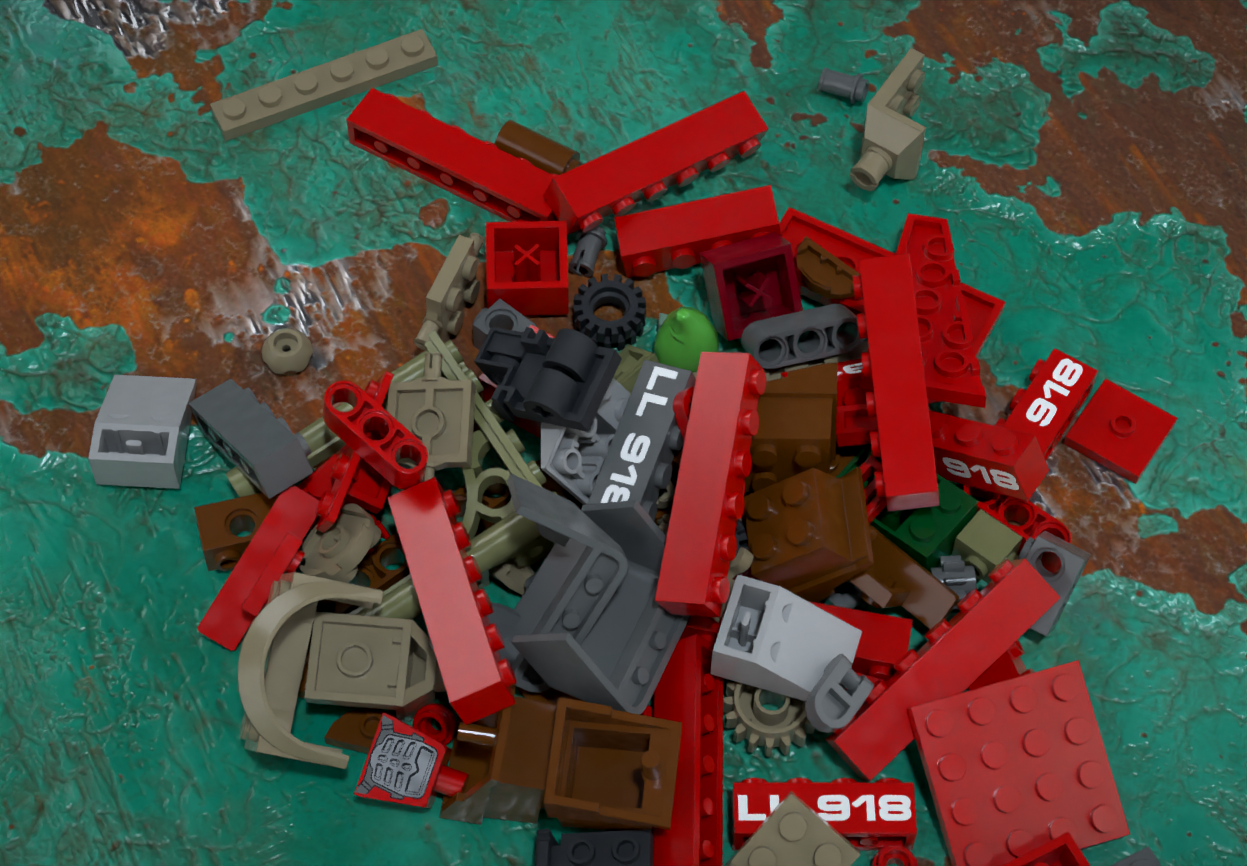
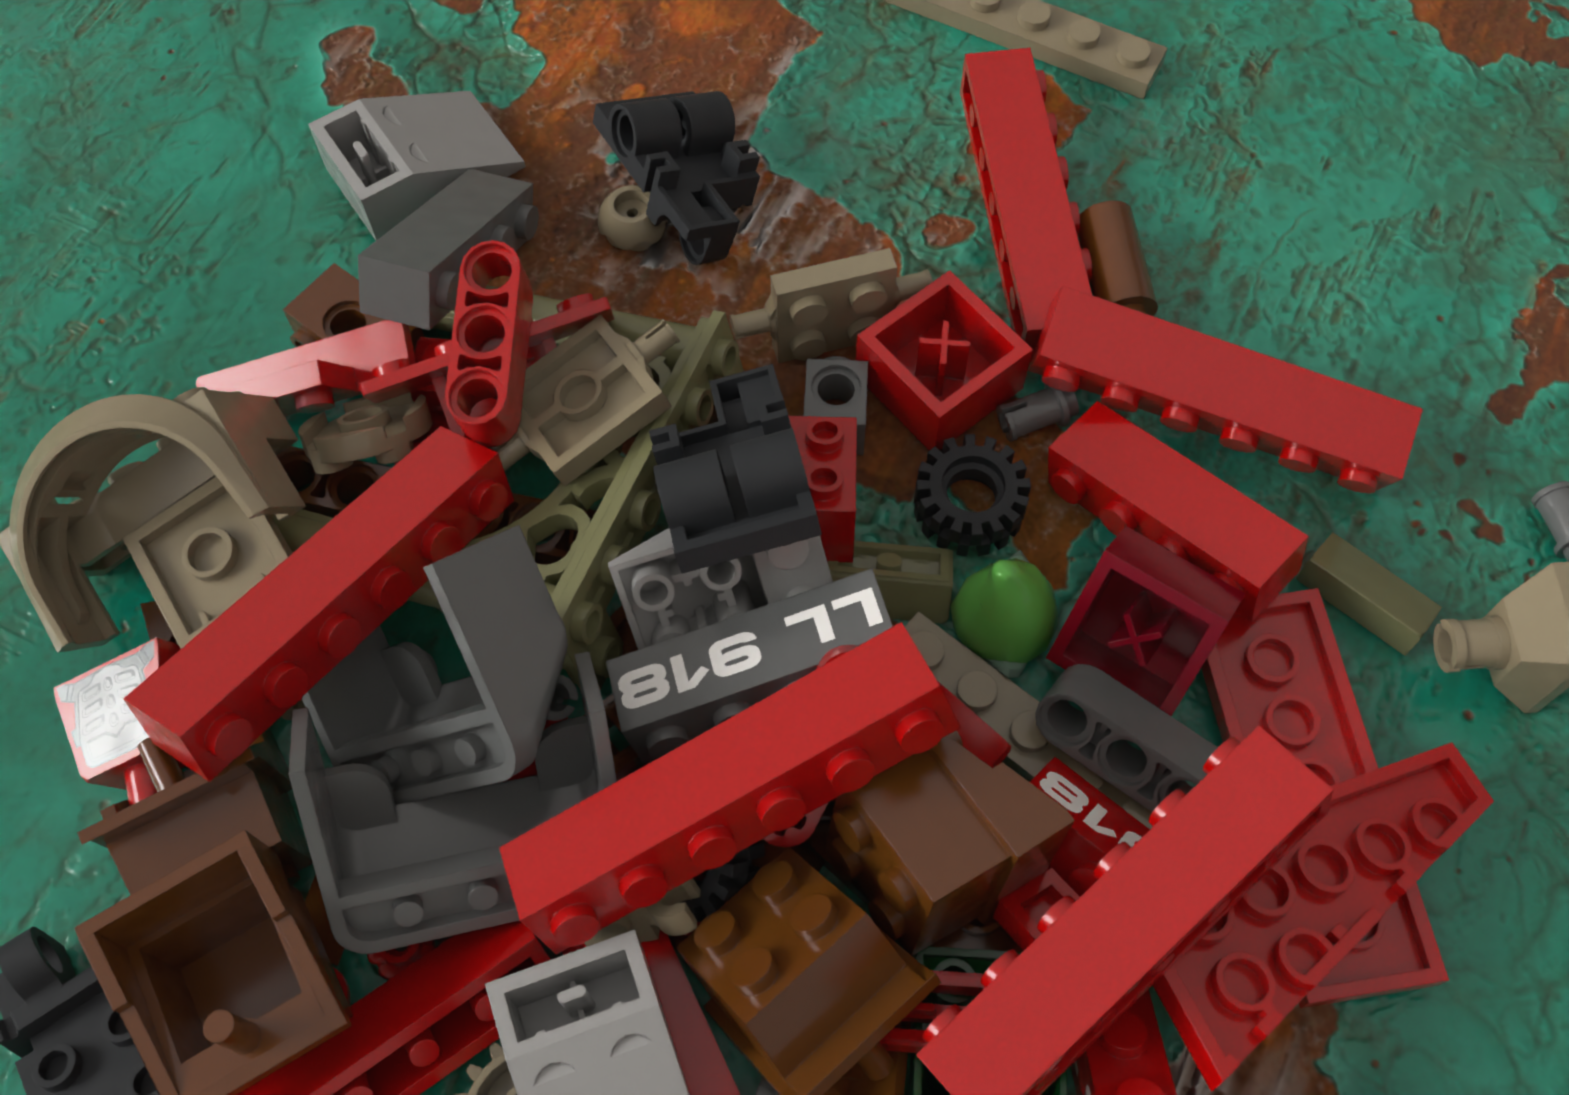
camera: 55 degrees right, 5 degrees up
(276, 296) = (688, 161): none -> black plate
(809, 190) = (1369, 593): none -> olive slope
(824, 272) = (1256, 693): reddish brown plate -> none

